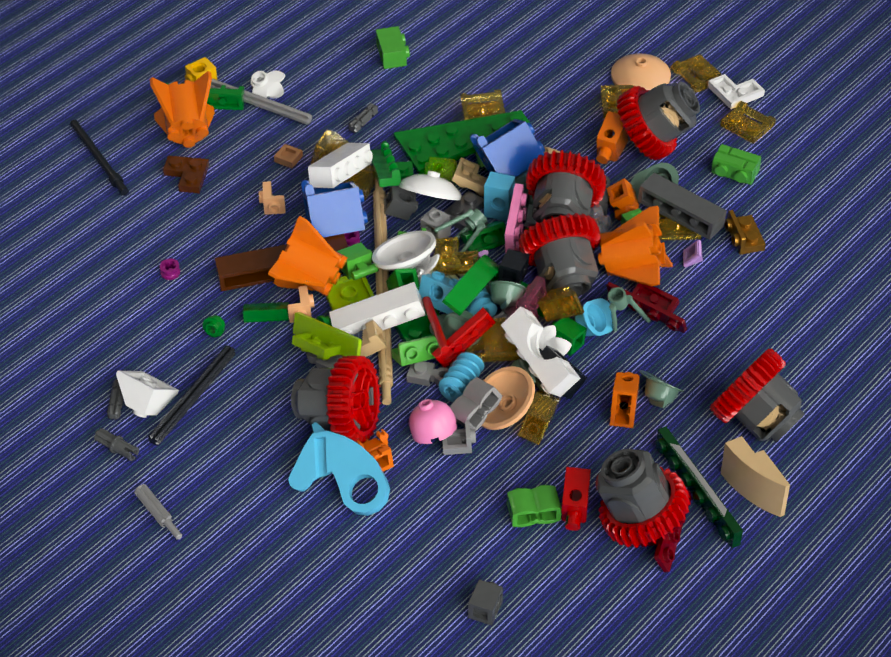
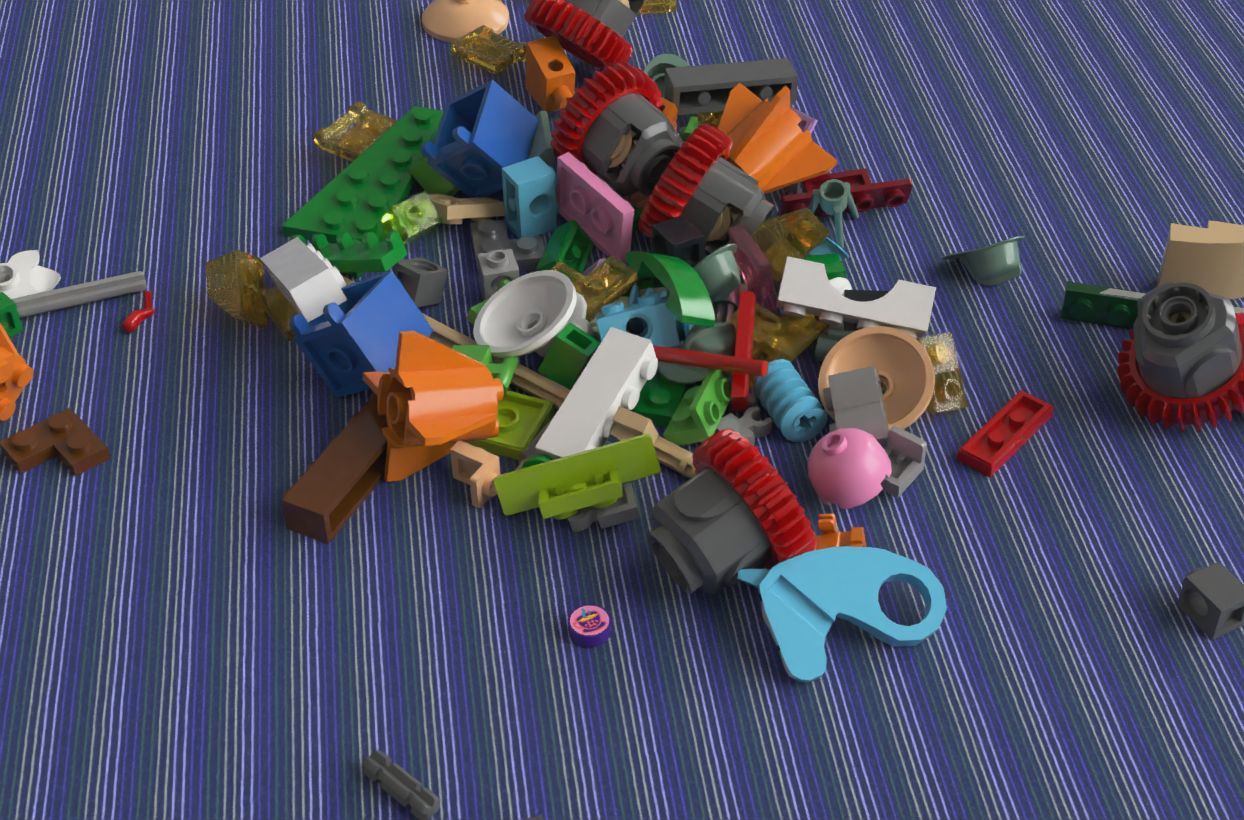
camera: 50 degrees left, 5 degrees down
(144, 392) = (441, 737): white slope -> none
(169, 269) = (219, 579): magenta bush -> none
(191, 395) = (501, 694): black axle -> none
(214, 326) = (394, 575): green plate -> none
(255, 400) = (589, 625): none -> tile
(265, 312) = (434, 517): green slope -> none
(271, 203) = (237, 394): light nougat bracket -> none
(287, 135) = (135, 318): none -> red piece
(288, 156) = (181, 332): medium nougat plate -> none
(363, 118) = (213, 235): dark grey axle -> none
(392, 47) = (136, 146): bright green brick -> none
(431, 185) = (441, 232): white dish -> none
(474, 220) = (545, 239): sand green plant -> none
(532, 468) = (1005, 433): none -> red tile
(534, 506) = (1078, 463): bright green brick -> none
(575, 497) = (1111, 415): red torso -> none
(624, 390) = (981, 289): orange torso -> none
(736, 164) = (702, 30): bright green brick -> none
(744, 233) = (818, 85): pearl gold bracket -> none
(761, 399) = (1104, 186): piece -> none

